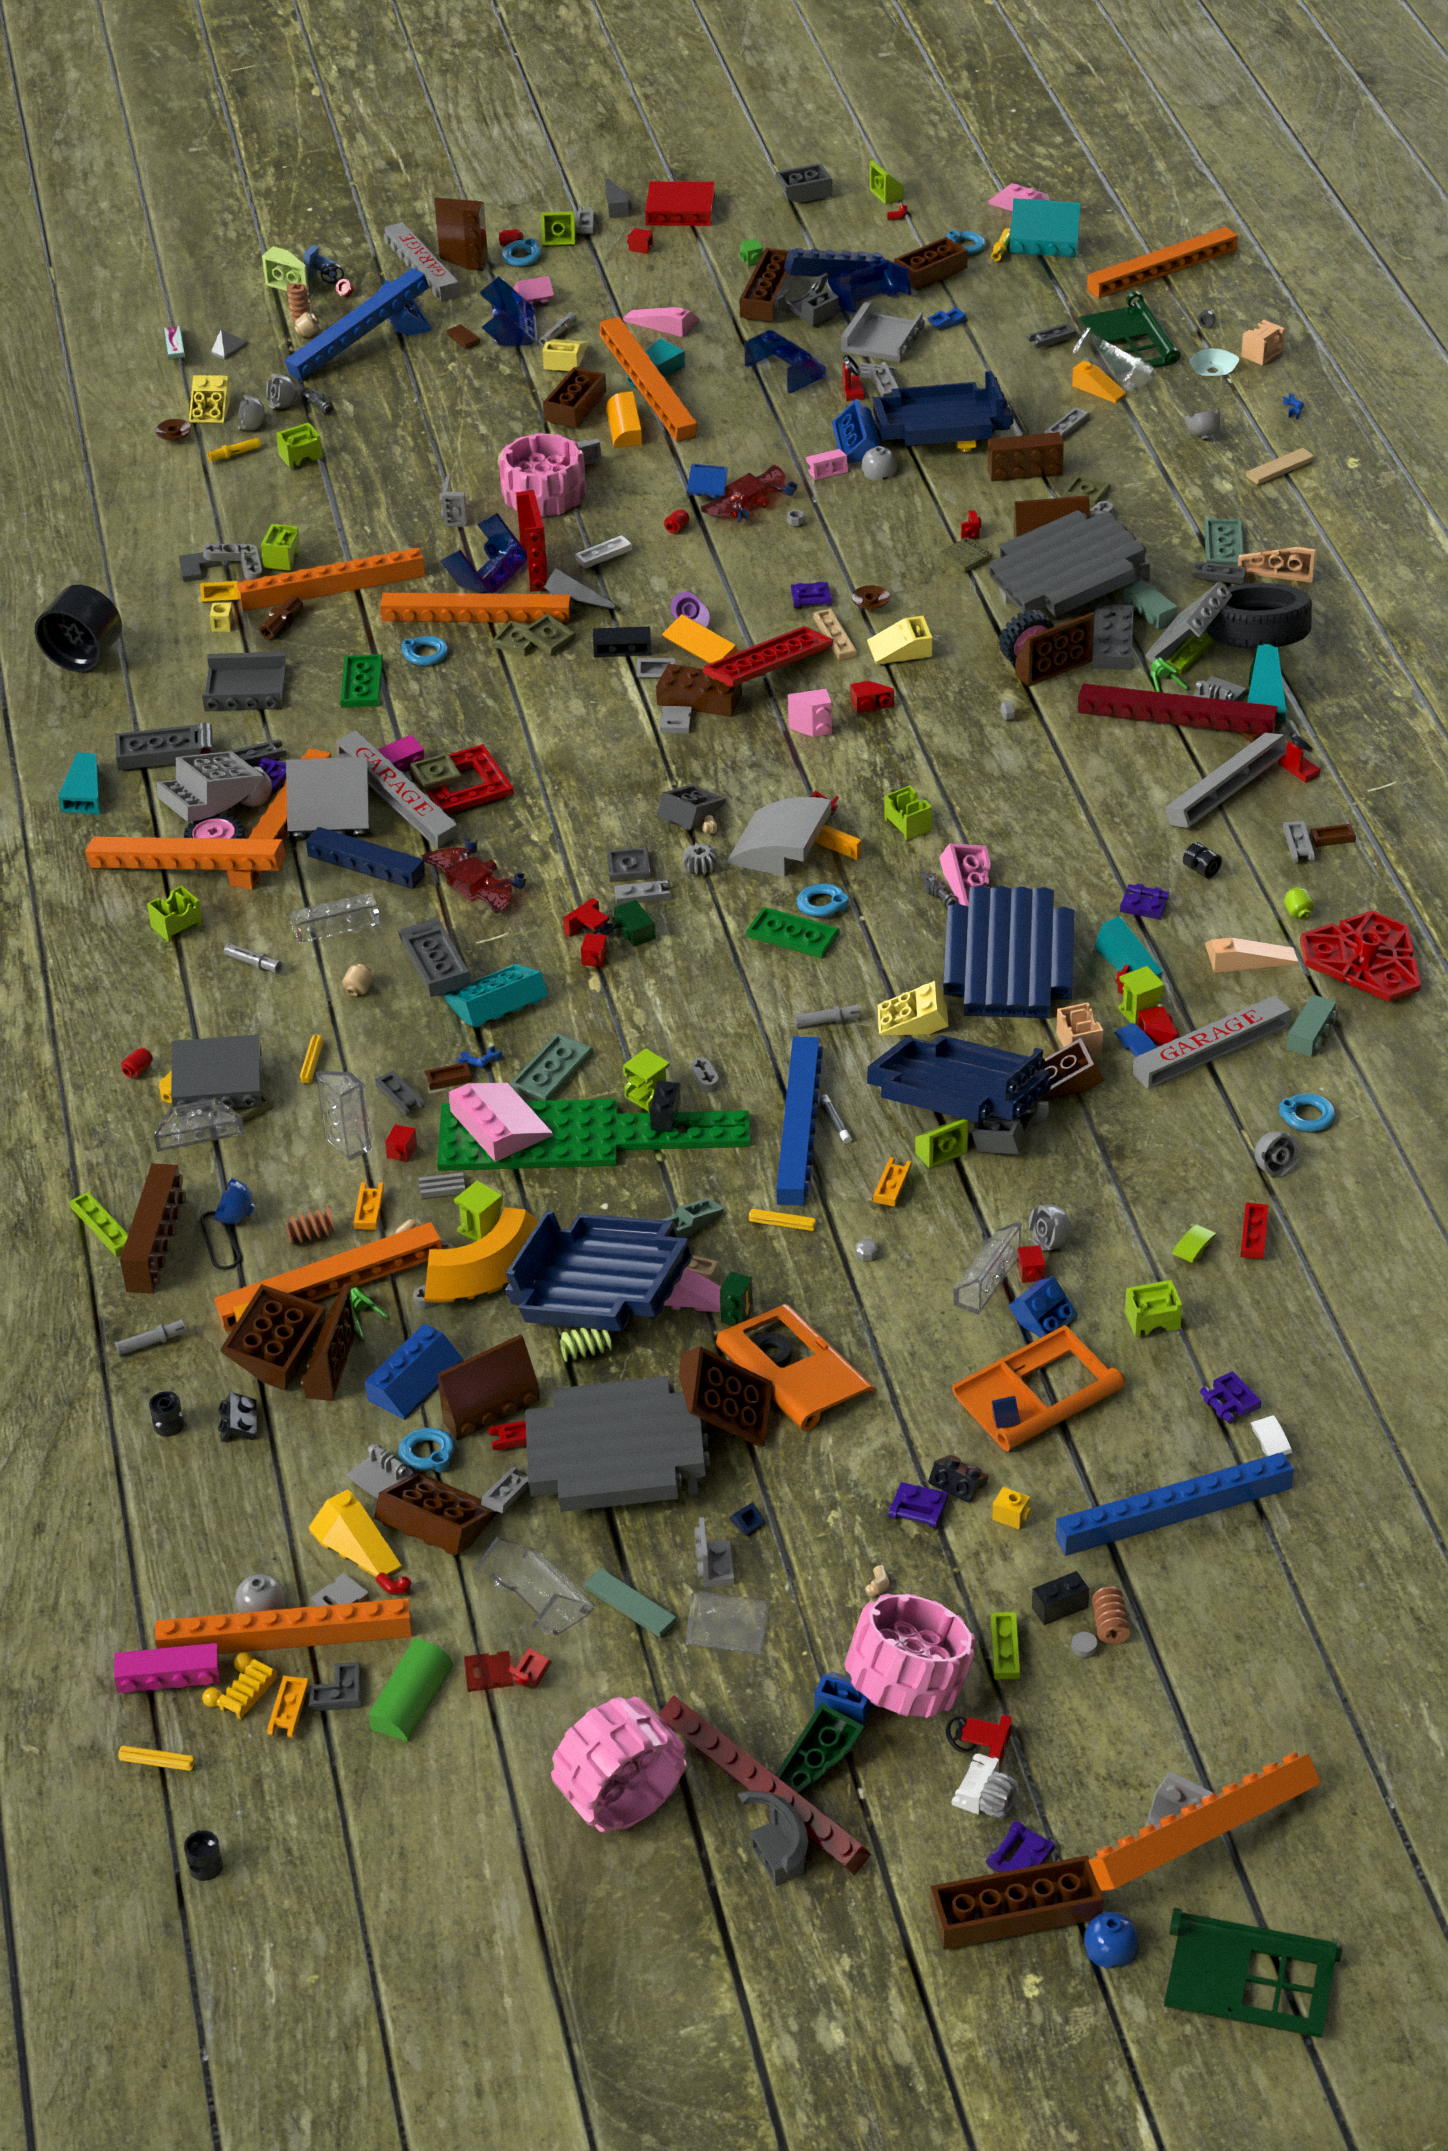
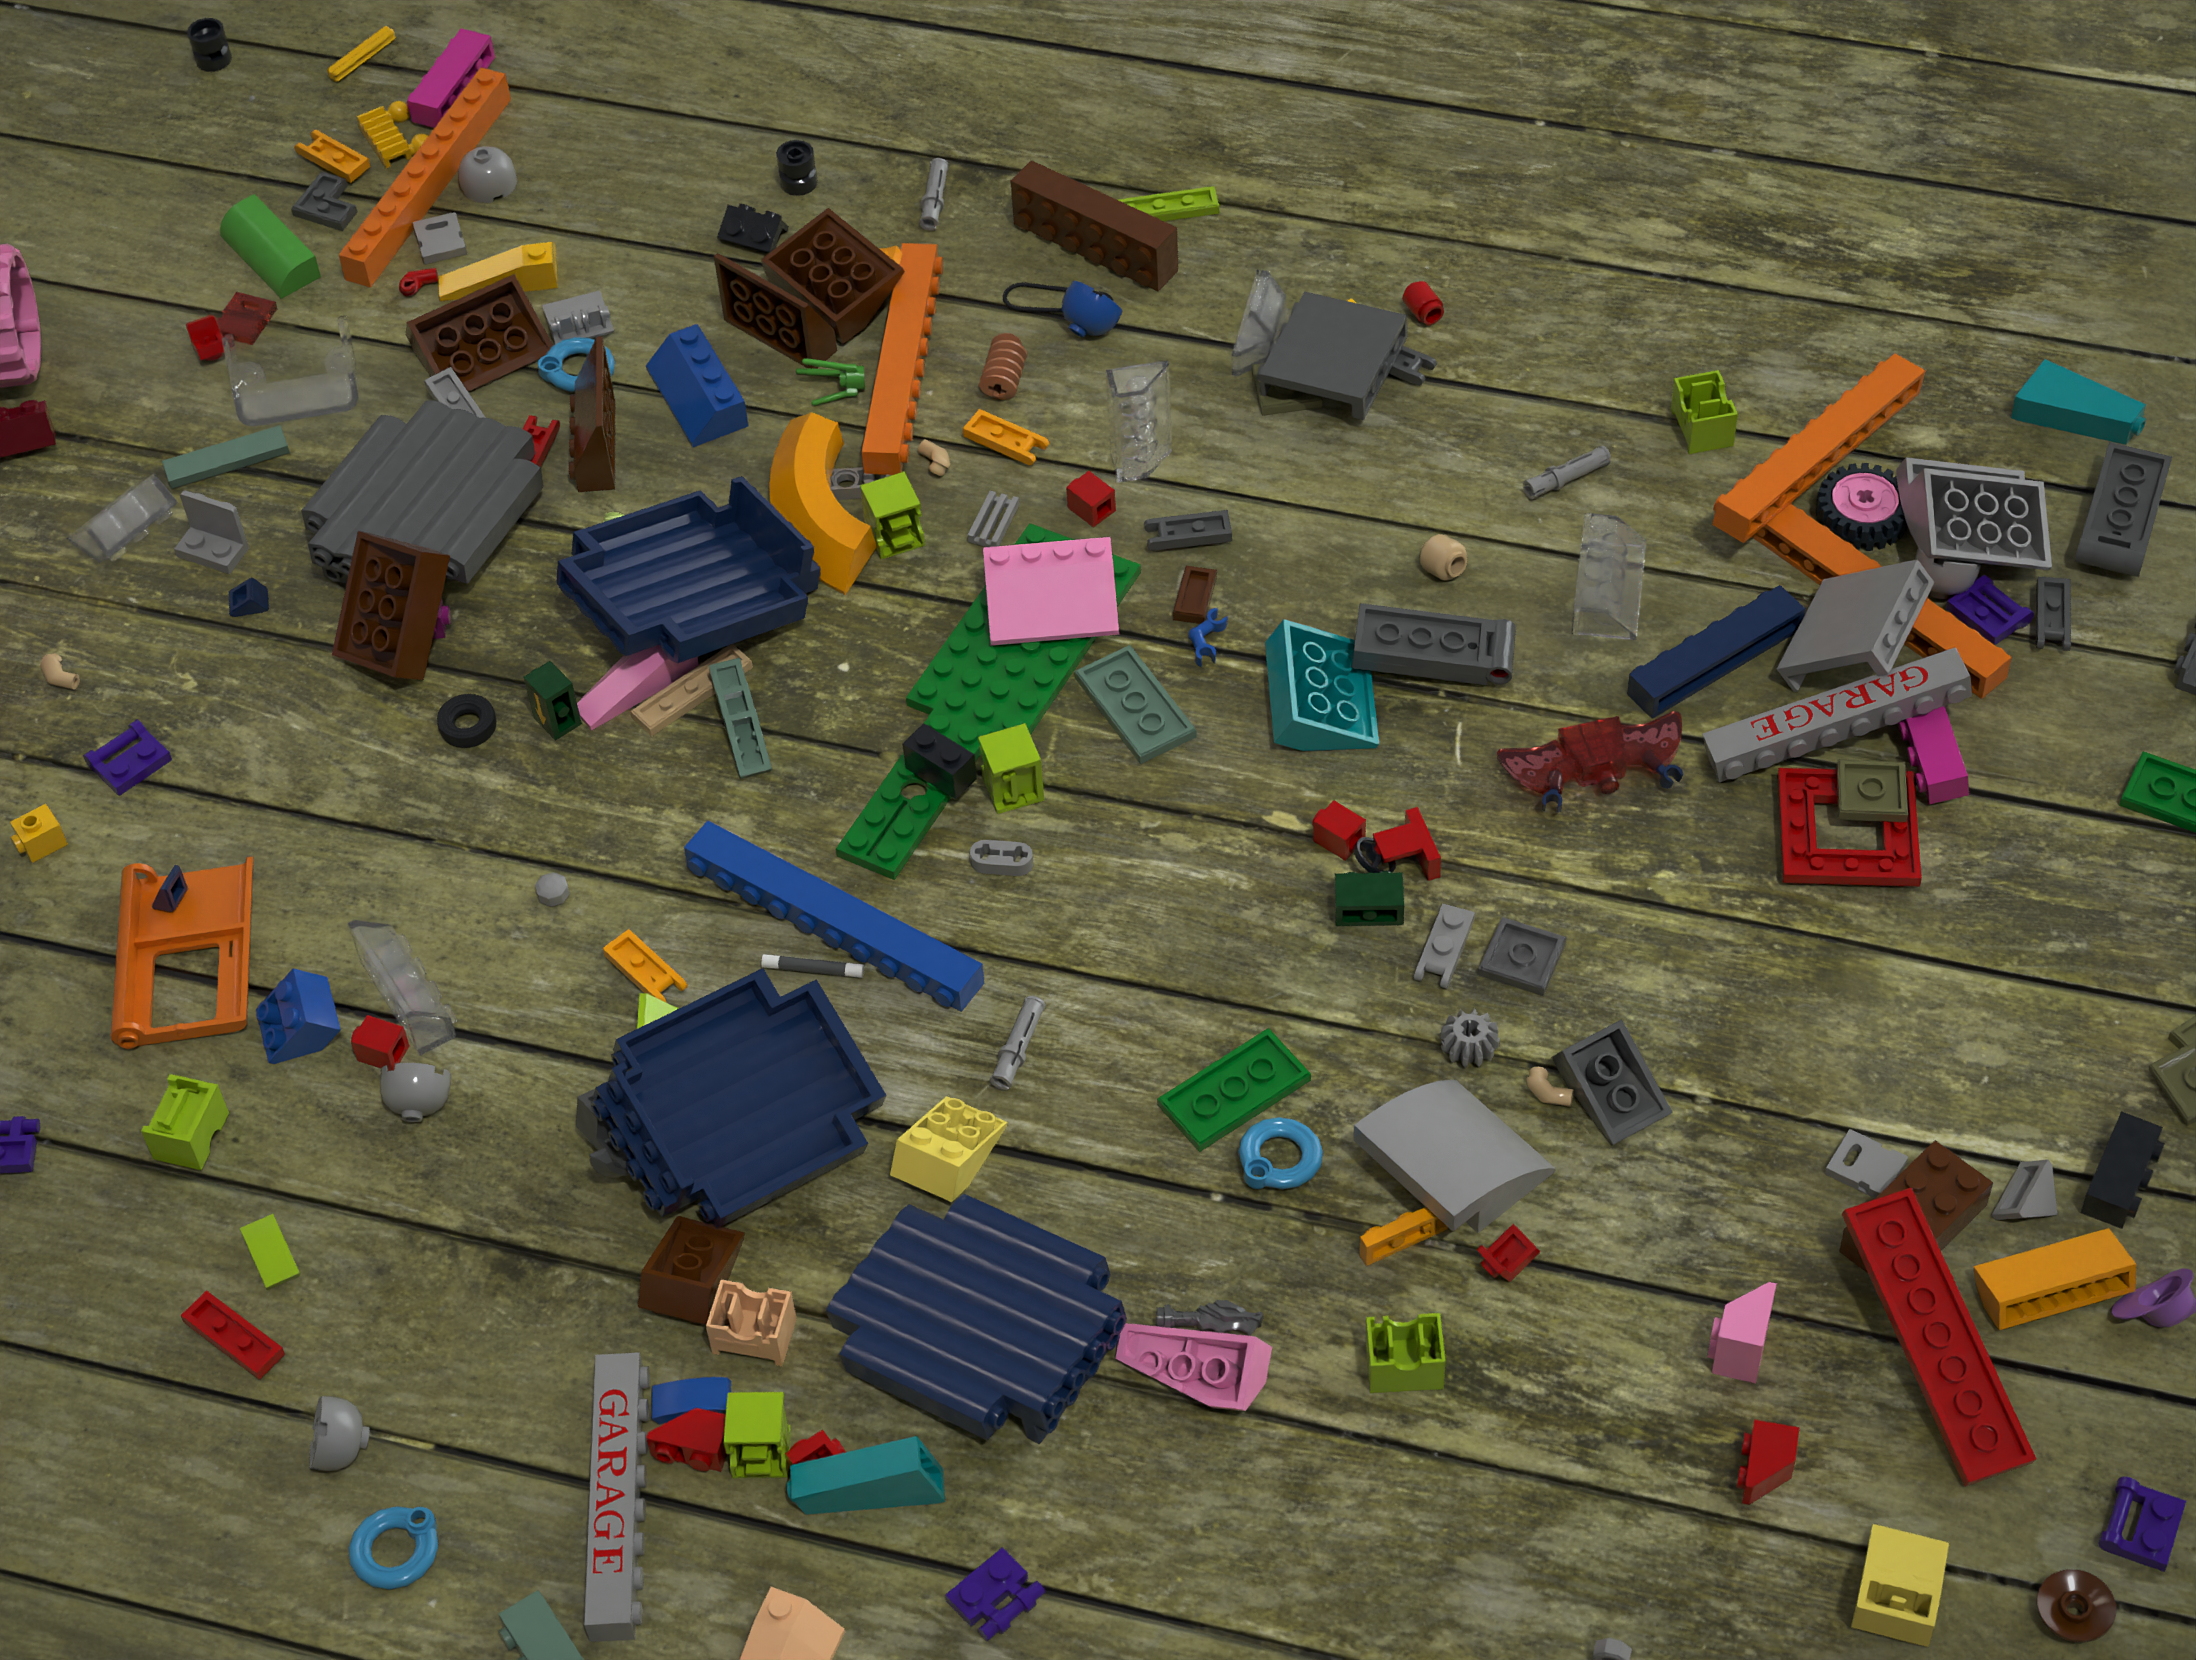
camera: 120 degrees right, 10 degrees up
(311, 1059) = (1322, 471): yellow axle -> none
(782, 1219) = (672, 826): yellow axle -> none
(802, 1387) = (373, 736): orange piece -> none
(832, 628) = (2000, 1507): tan tile -> none
(957, 1477) = (129, 810): black bracket -> none

